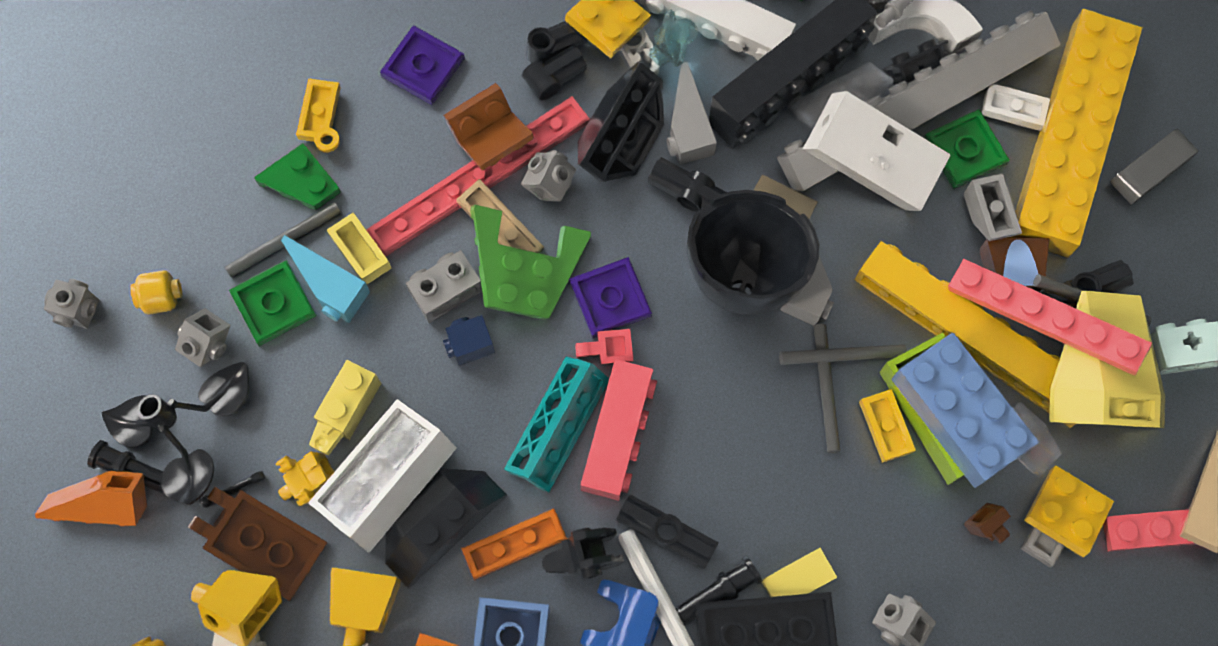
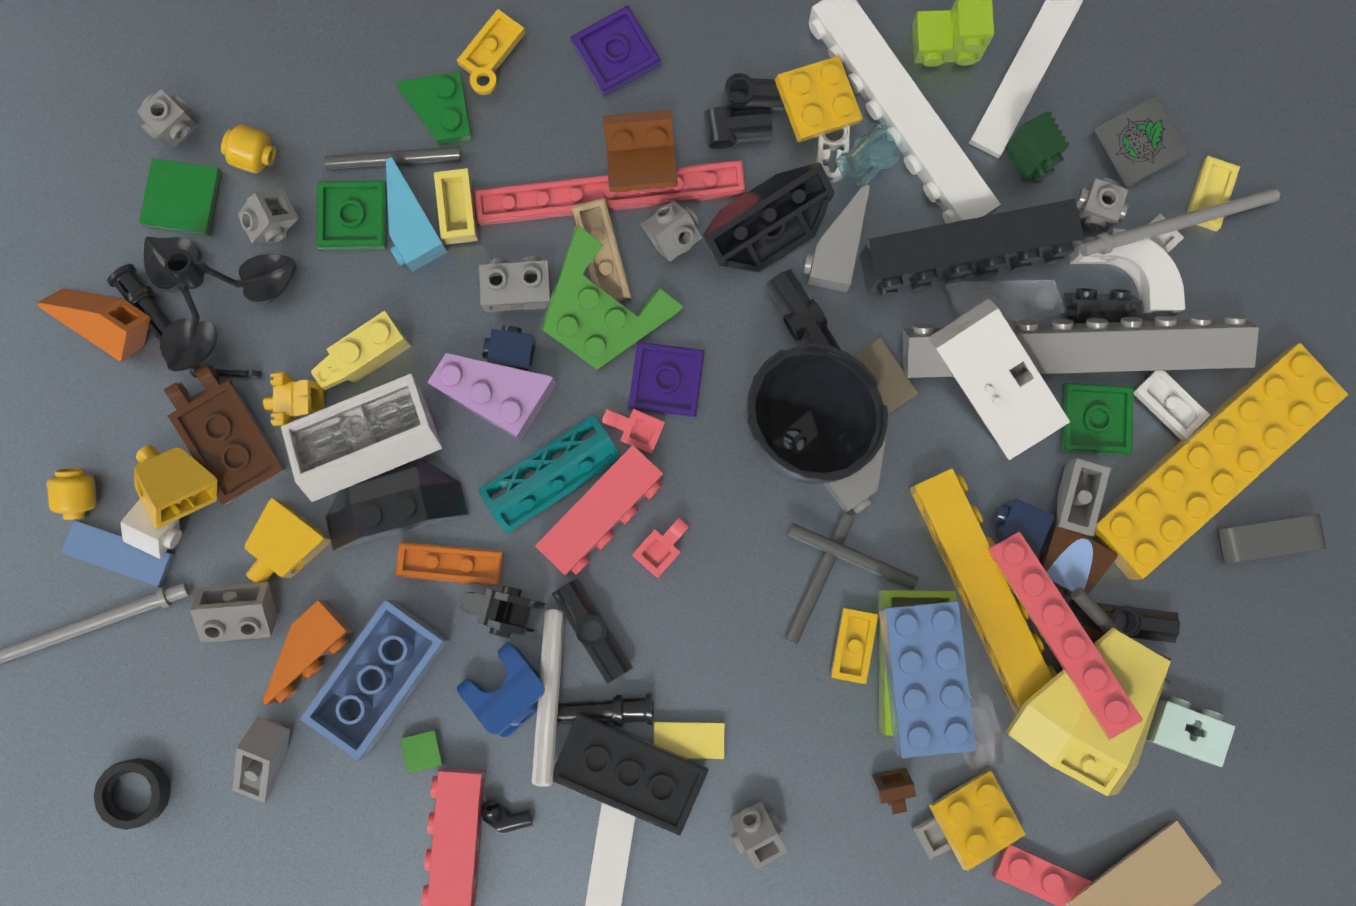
camera: 30 degrees right, 10 degrees up
(115, 364) = (180, 196): none -> green tile
(473, 380) = (493, 391): none -> lavender wedge
(684, 435) = (659, 550): none -> coral plate
(955, 249) = (1027, 519): none -> dark blue slope

